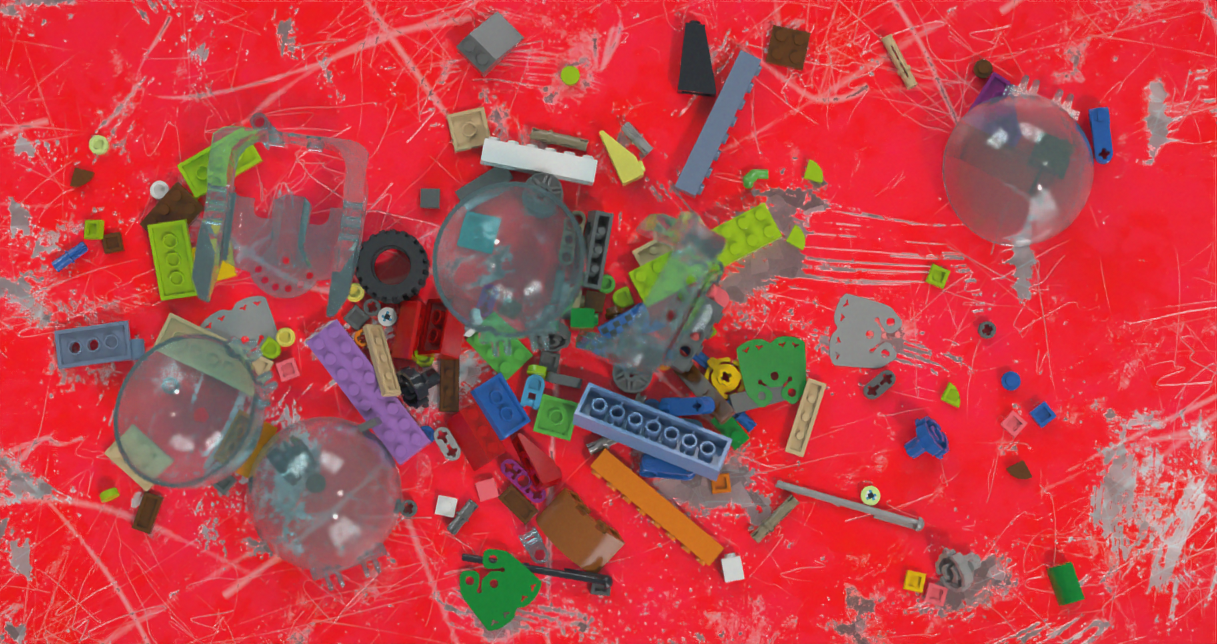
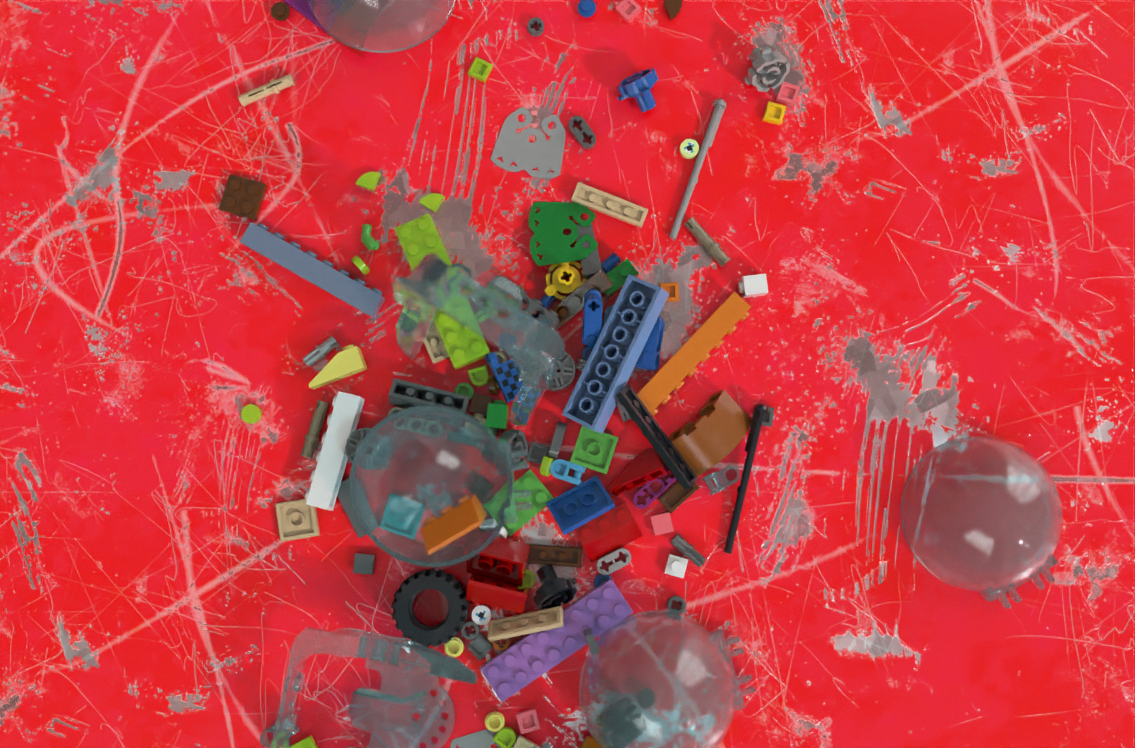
camera: 80 degrees left, 0 degrees up
(475, 282) = (452, 522): none -> orange slope
(489, 43) = (211, 494): slope -> none
(506, 597) = (769, 510): green piece -> none
(572, 477) = (657, 437): none -> black plate
(696, 68) = (250, 287): black slope -> none
(727, 170) = (360, 264): none -> lime tile
(951, 395) = (597, 65): lime tile -> none

